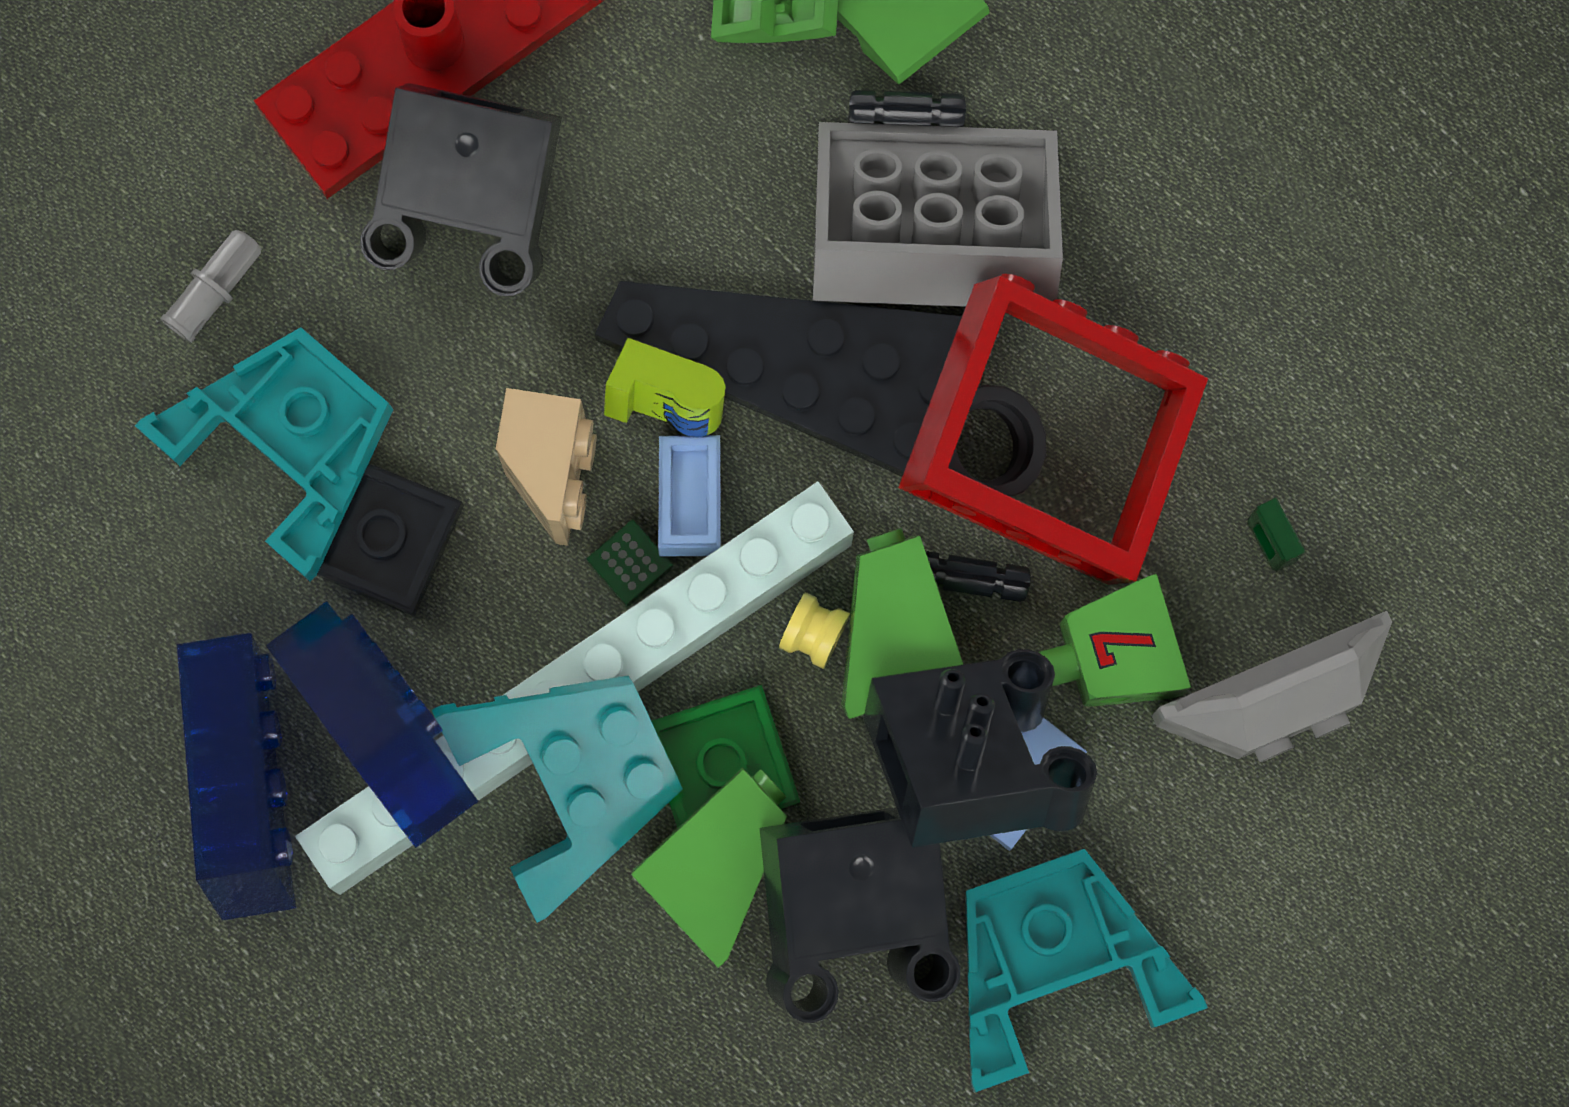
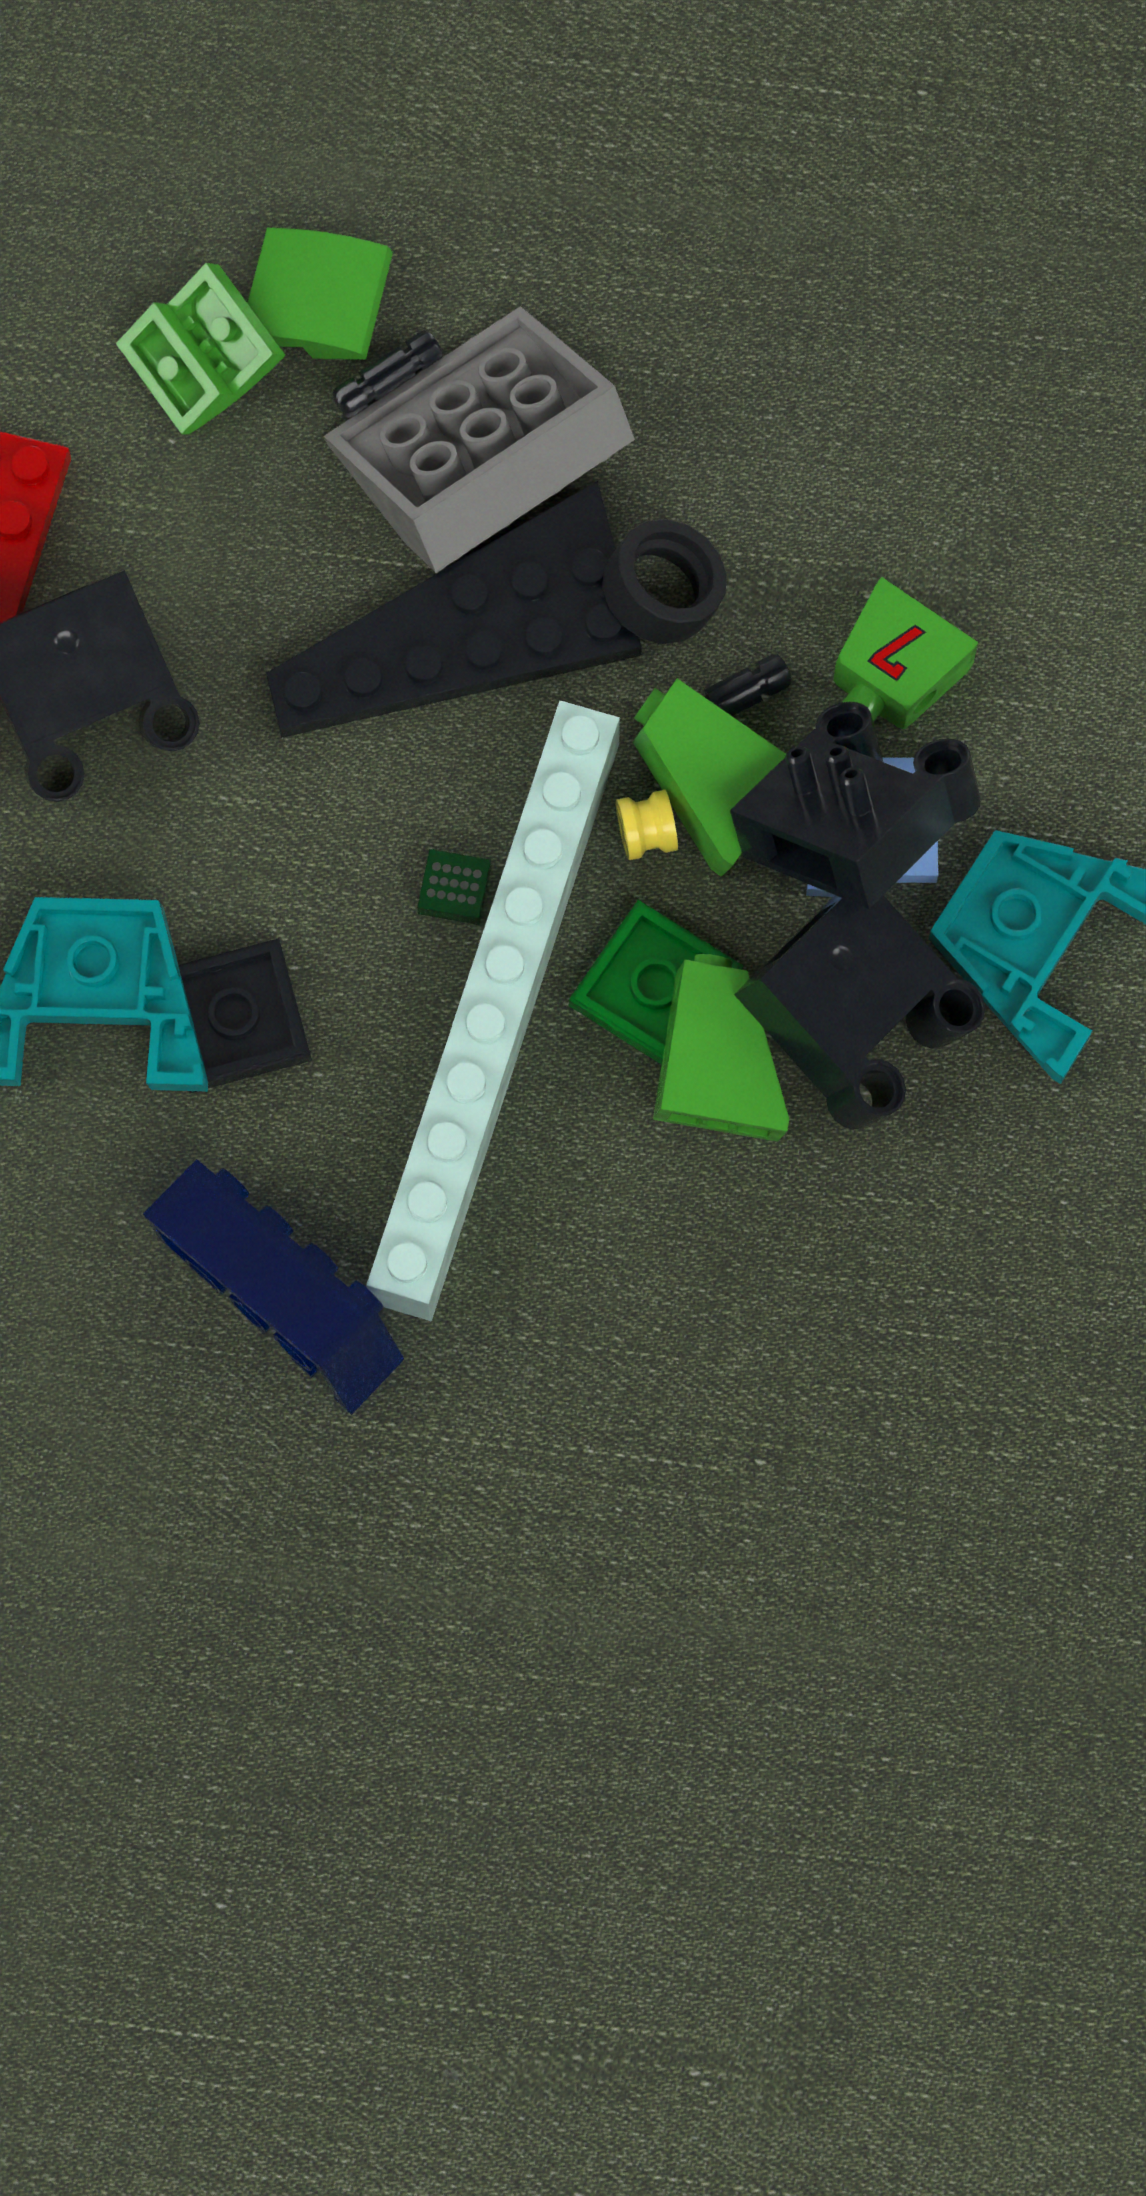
camera: 35 degrees left, 5 degrees down
(374, 720) = (357, 1141): clear blue wedge -> none
(542, 452) = (323, 846): tan slope -> none
(594, 762) = (561, 1048): teal wing -> none
(665, 389) = (376, 726): lime leg -> none
(689, 495) = (460, 796): light blue tile -> none
(928, 464) = (722, 617): red window -> none
(1275, 535) = (947, 485): dark green tile -> none
(1282, 696) = (1051, 604): light grey wedge -> none

